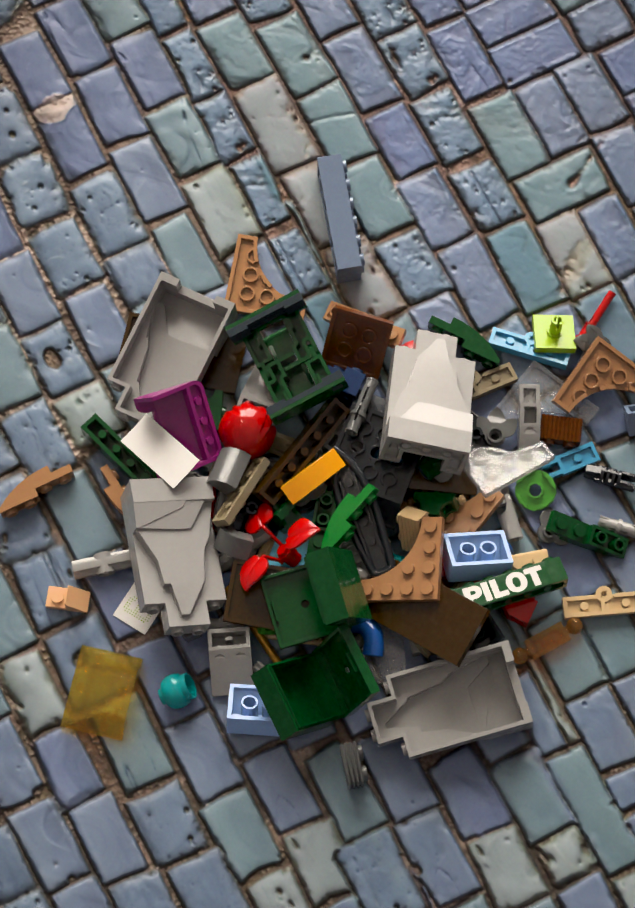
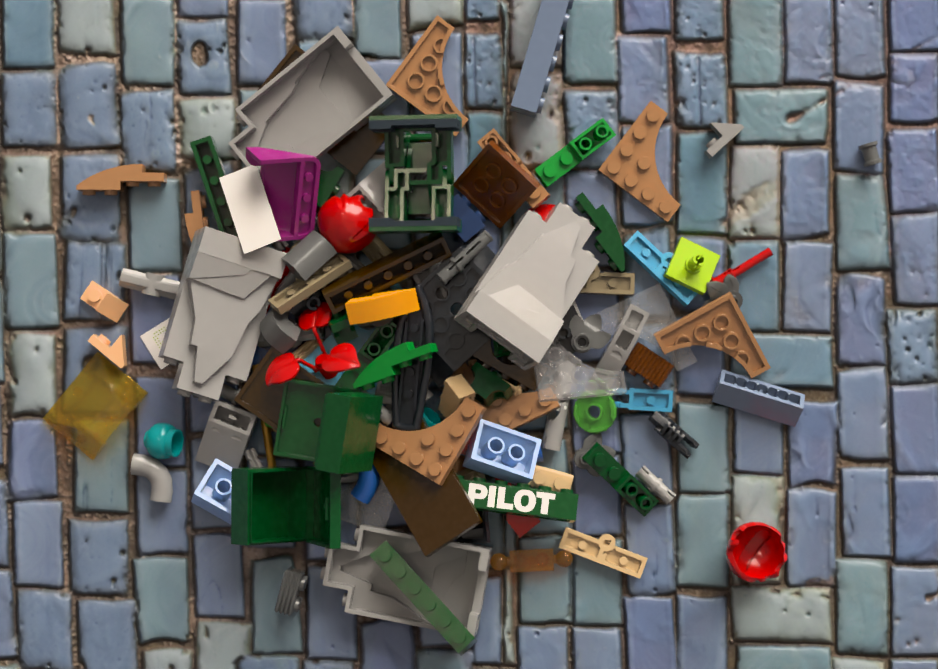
camera: 30 degrees right, 15 degrees up
(98, 637) = (115, 353): none -> light nougat slope
(186, 724) = (157, 475): none -> light grey cylinder
(409, 288) = (574, 153): none -> green slope
(462, 277) = (634, 164): none -> medium nougat plate
(472, 708) = (423, 598): none -> dark green brick
(524, 218) = (725, 132): none -> light grey slope

